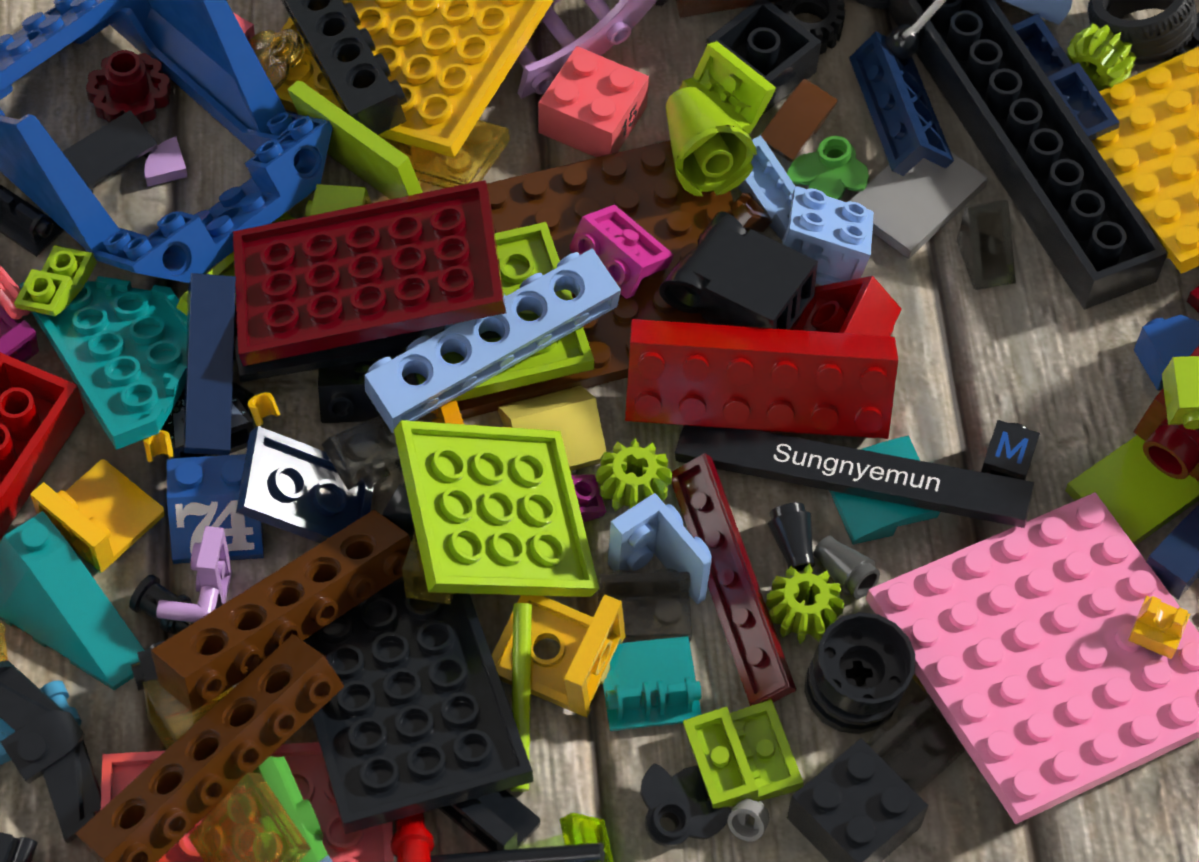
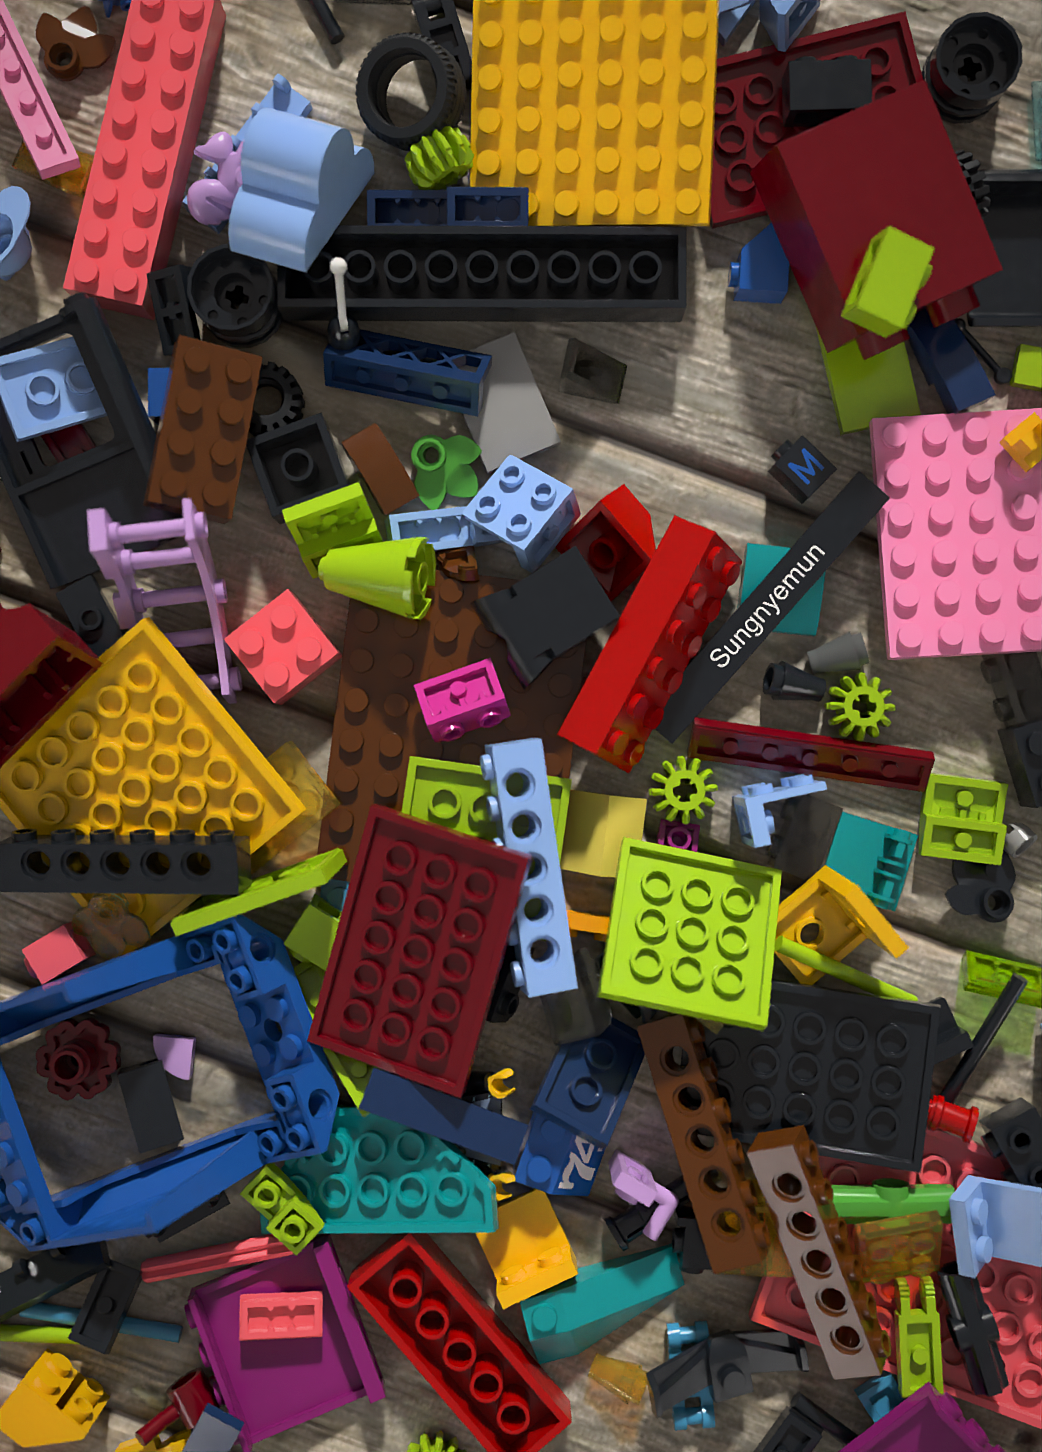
camera: 65 degrees left, 30 degrees up
(859, 673) = (969, 686): black wheel -> none

